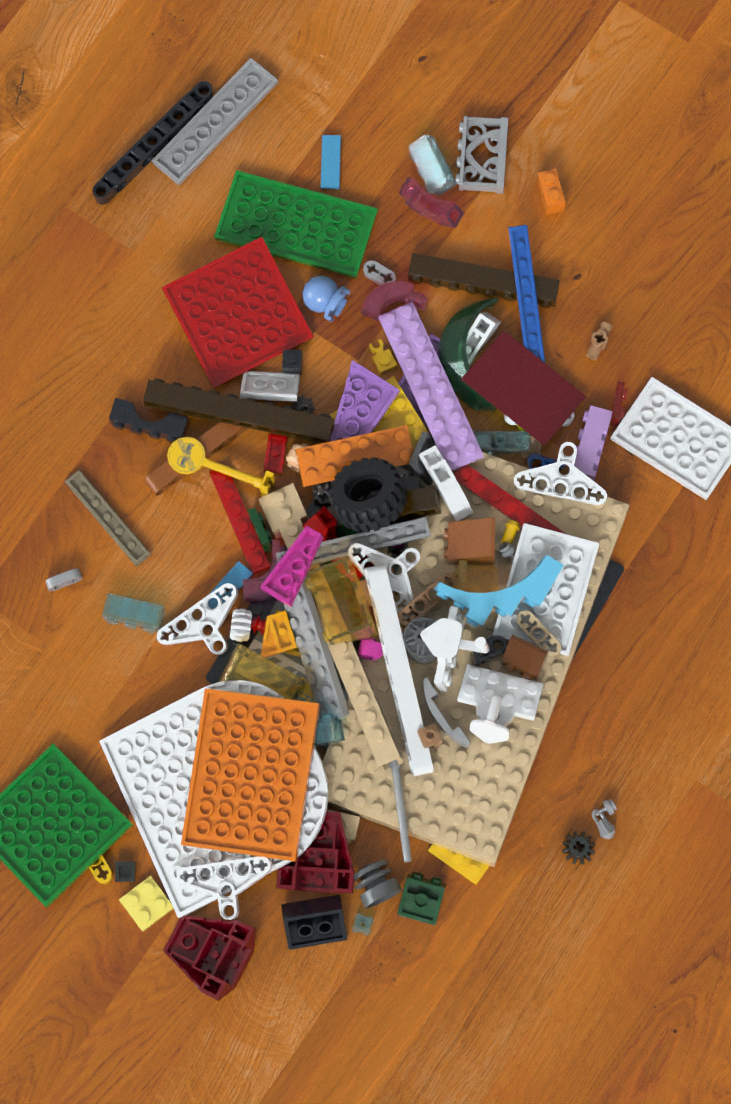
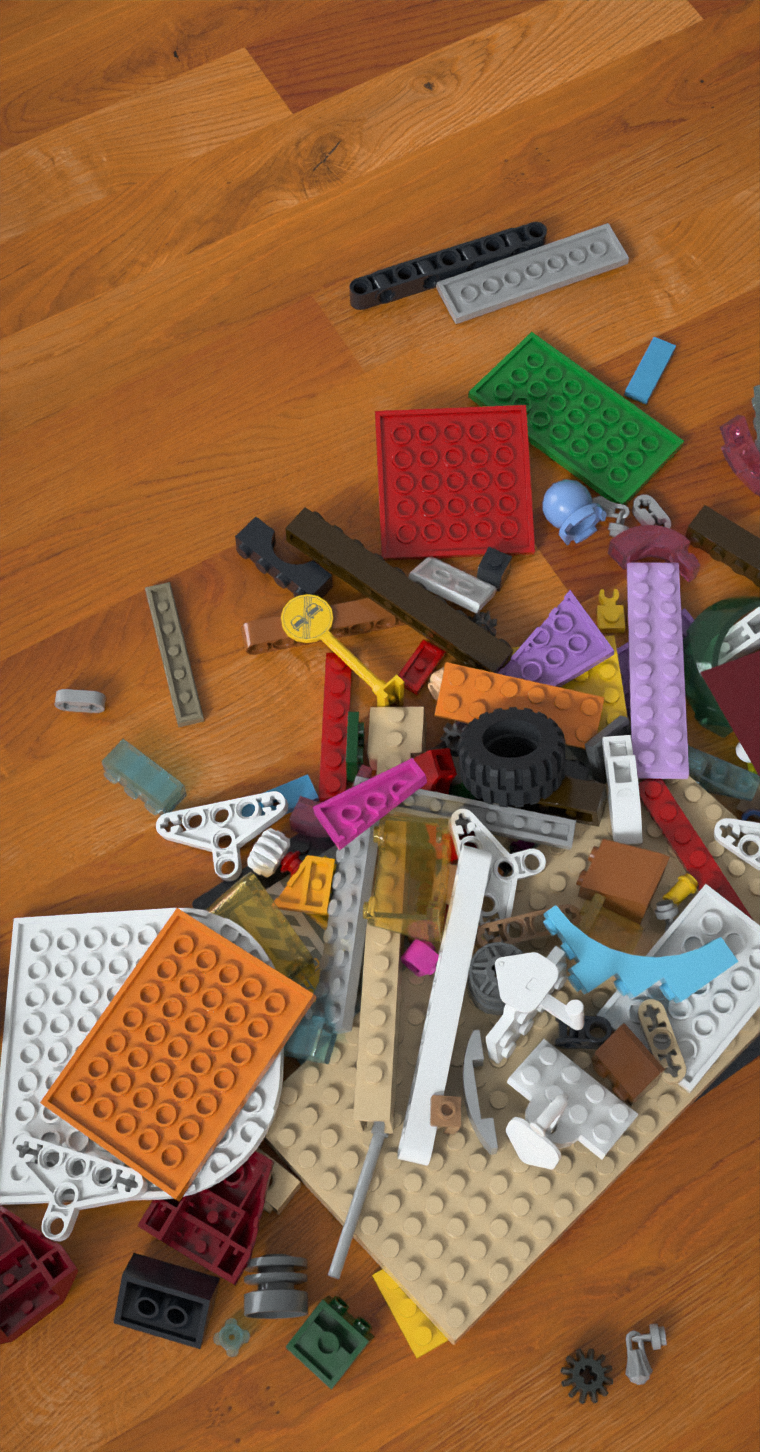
camera: 20 degrees right, 10 degrees down
(348, 282) = (609, 507): none -> light grey piece

